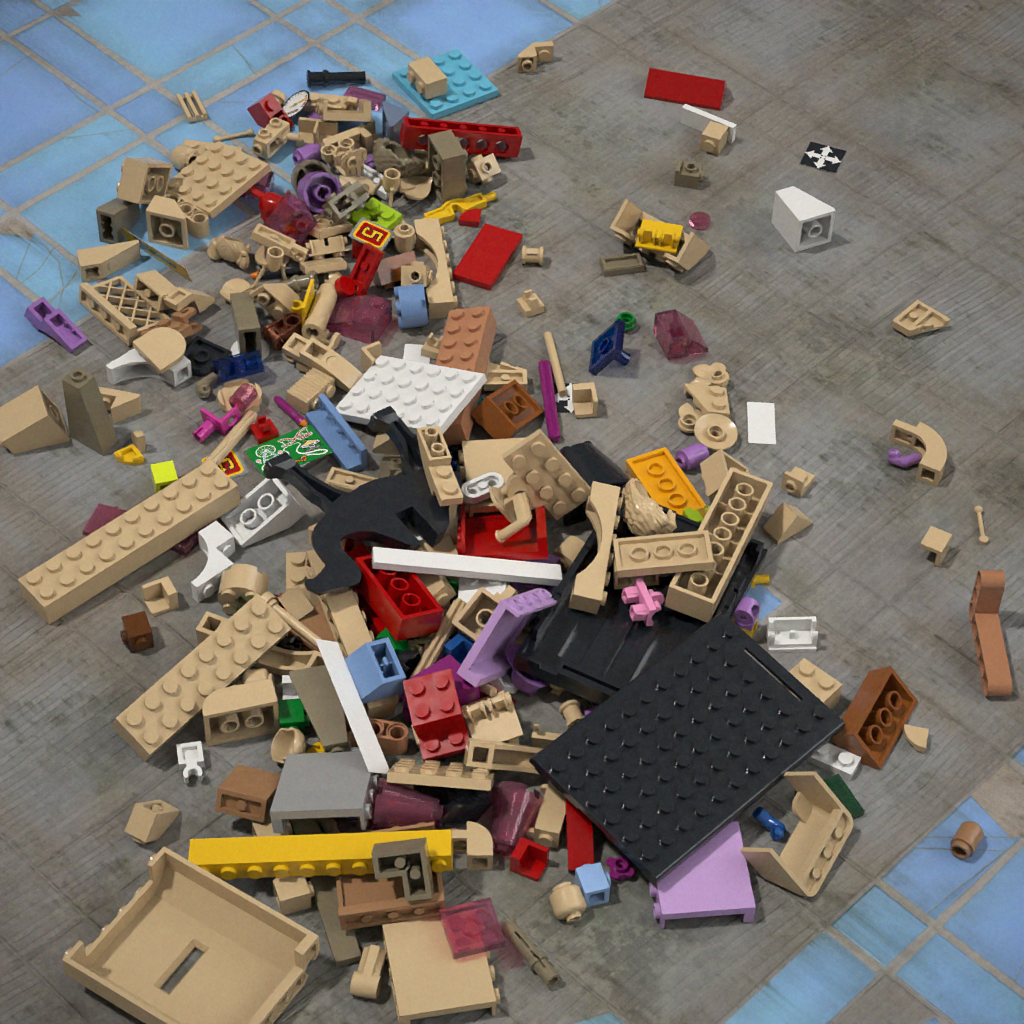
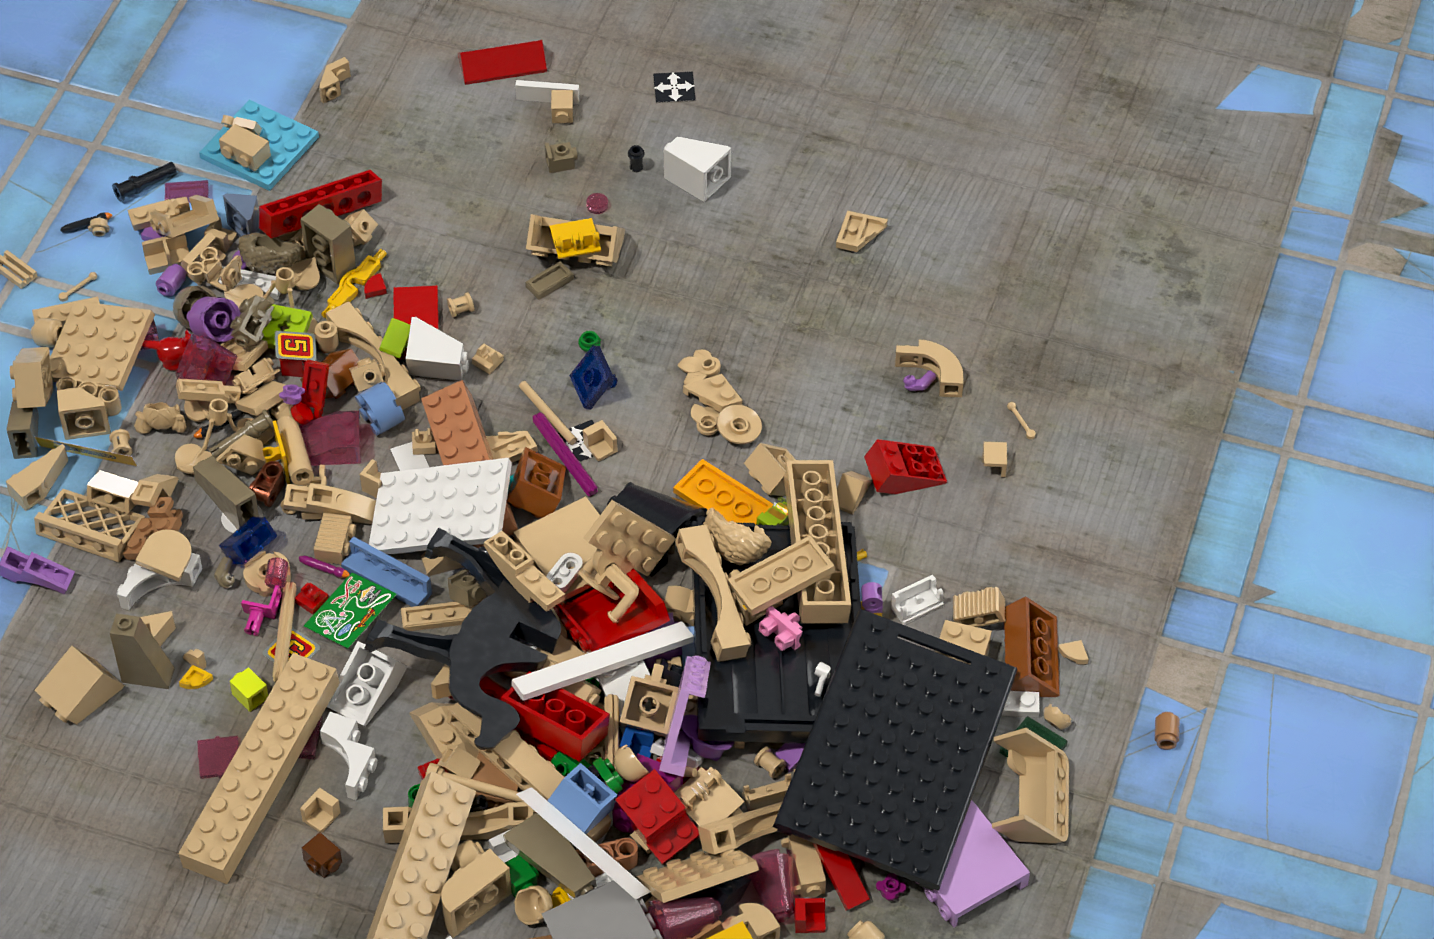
camera: 25 degrees left, 5 degrees up
(189, 258) = (121, 443): none -> tan bush
(202, 353) = (206, 541): black tile -> none
(240, 585) = (398, 770): tan brick -> none
(262, 92) = (83, 223): none -> black piece
(266, 109) = (104, 248): red slope -> none
(272, 138) = (124, 275): tan brick -> none
(296, 103) = (123, 227): white sticker -> none
(342, 267) = (291, 394): none -> medium lavender plate
(411, 659) = (609, 774): none -> green plate
(431, 656) = (628, 765): none -> tan hair
(438, 60) = (249, 125): none -> tan plate
(459, 257) = (395, 338): none -> lime slope
(481, 280) = (434, 353): none -> white slope
(593, 883) = (878, 911): light blue brick -> none
(658, 652) = (823, 672): none -> white hand
(678, 335) = (648, 337): clear pink slope -> none
(691, 456) = (731, 458): medium lavender brick -> none
(753, 193) = (636, 156): none -> black pin
(761, 423) = (771, 396): white sticker -> none
(774, 826) = (998, 789): blue arm -> none
(797, 481) = (838, 444): tan bracket -> none
(845, 662) = (979, 607): none -> tan brick
(846, 521) = (903, 467): none -> red slope
(864, 785) = (1056, 717): none -> tan plate
(988, 633) = (1085, 528): nougat beam -> none

